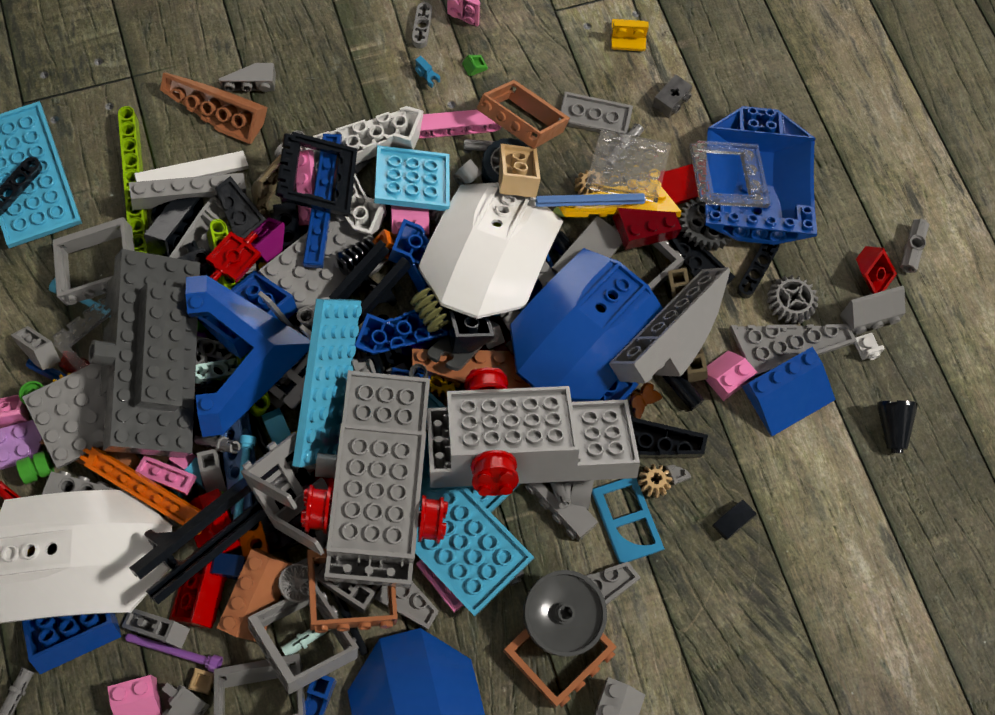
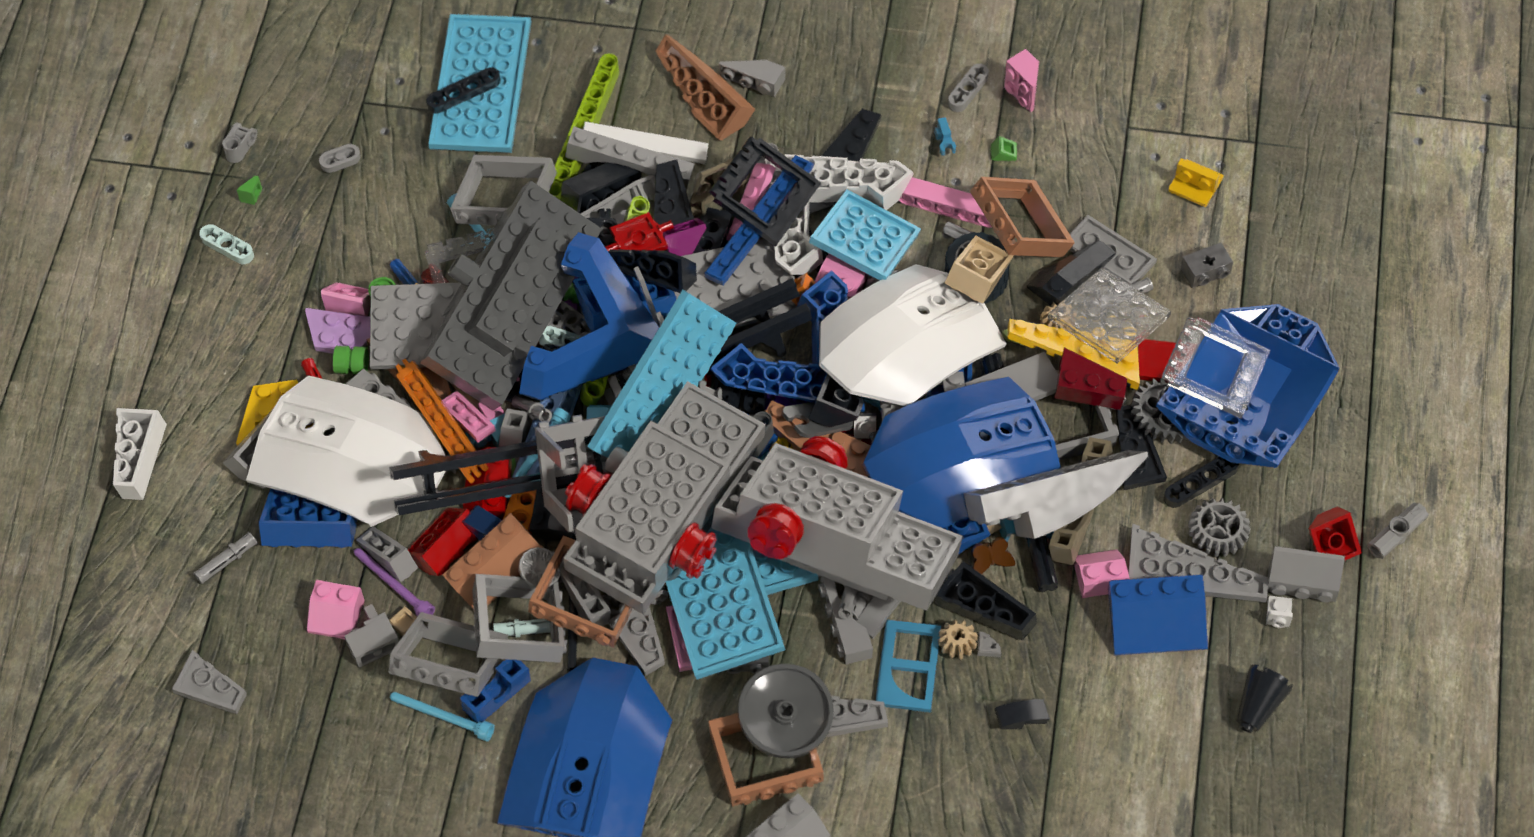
camera: 35 degrees right, 10 degrees down
(36, 347) = (408, 251): light grey slope -> none
(269, 277) = (657, 267): none -> black wedge
(353, 255) = (758, 284): black piece -> none
(356, 100) = (856, 137): none -> black wing
(427, 310) = (806, 367): olive piece -> none
(467, 173) = (928, 253): light grey piece -> none
(576, 147) = (1065, 276): none -> black wedge
(590, 200) = (1042, 330): medium blue axle -> none

